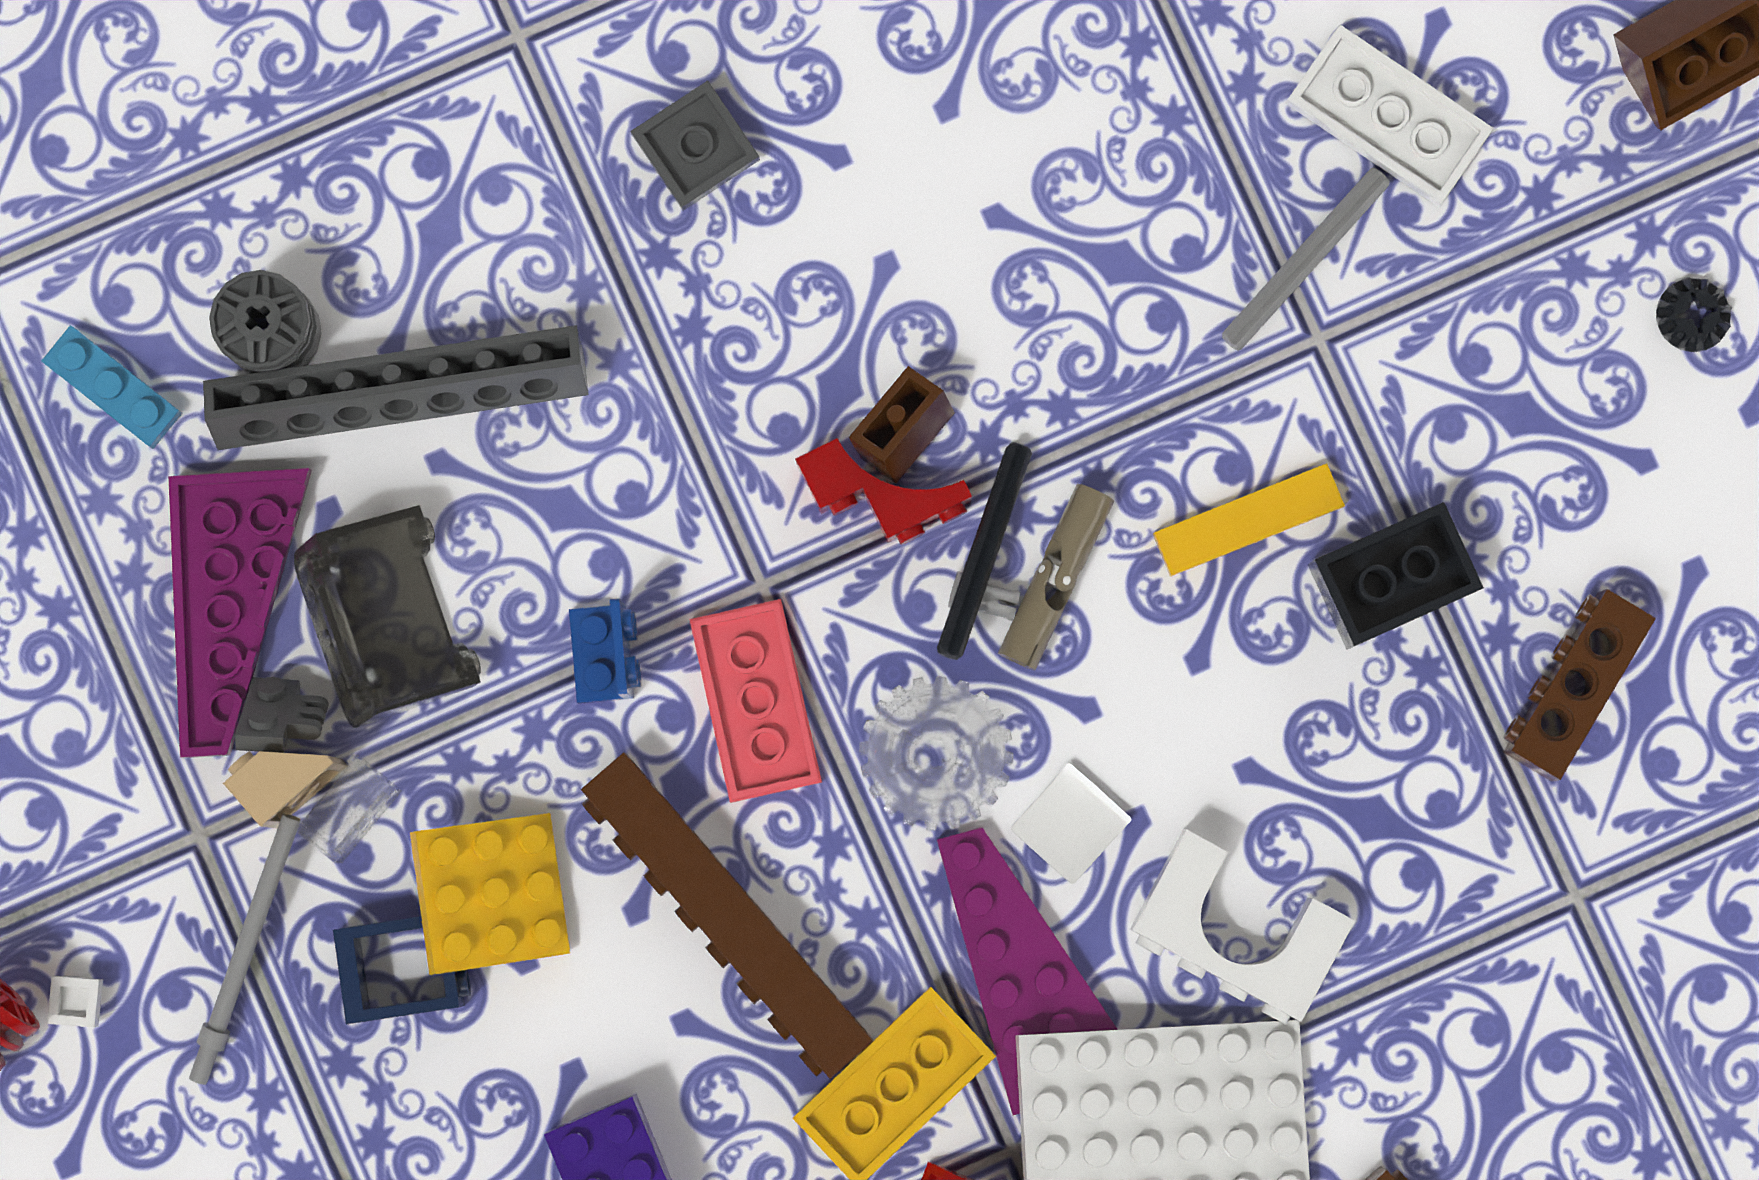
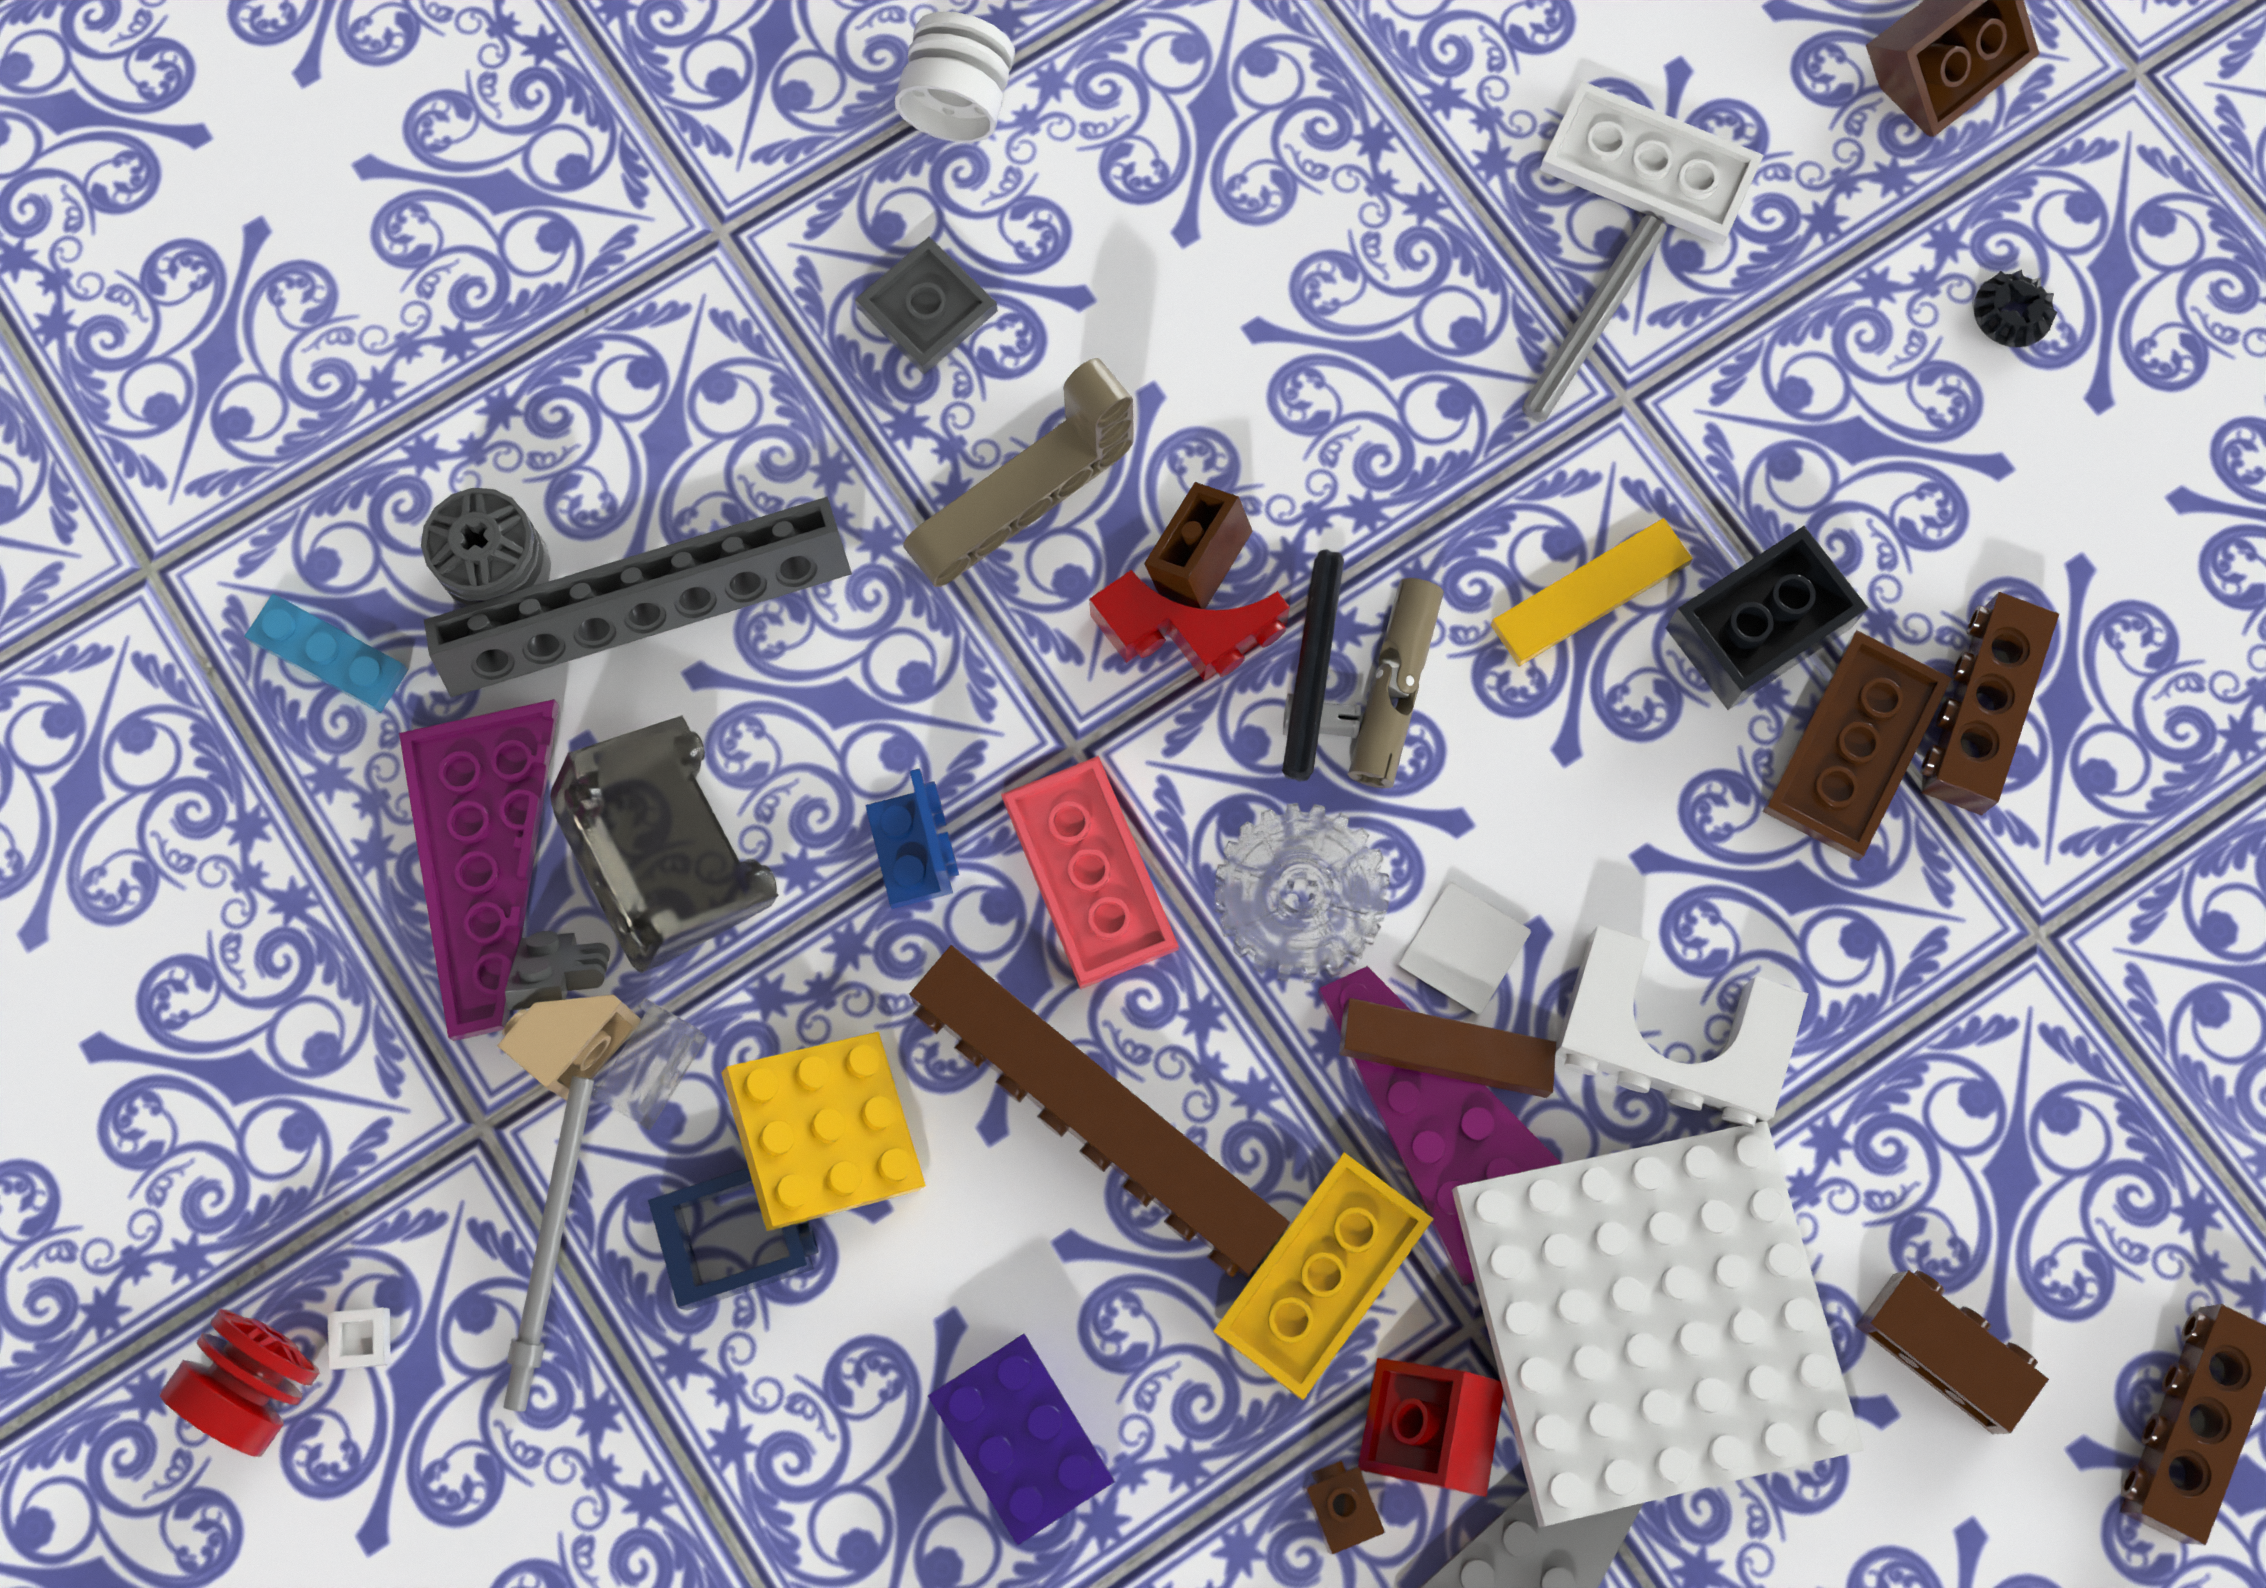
camera: 10 degrees left, 10 degrees down
(819, 305) = (1033, 482): none -> dark tan beam
(1036, 912) = (1447, 1048): none -> reddish brown tile
(1453, 702) = (1857, 745): none -> reddish brown plate

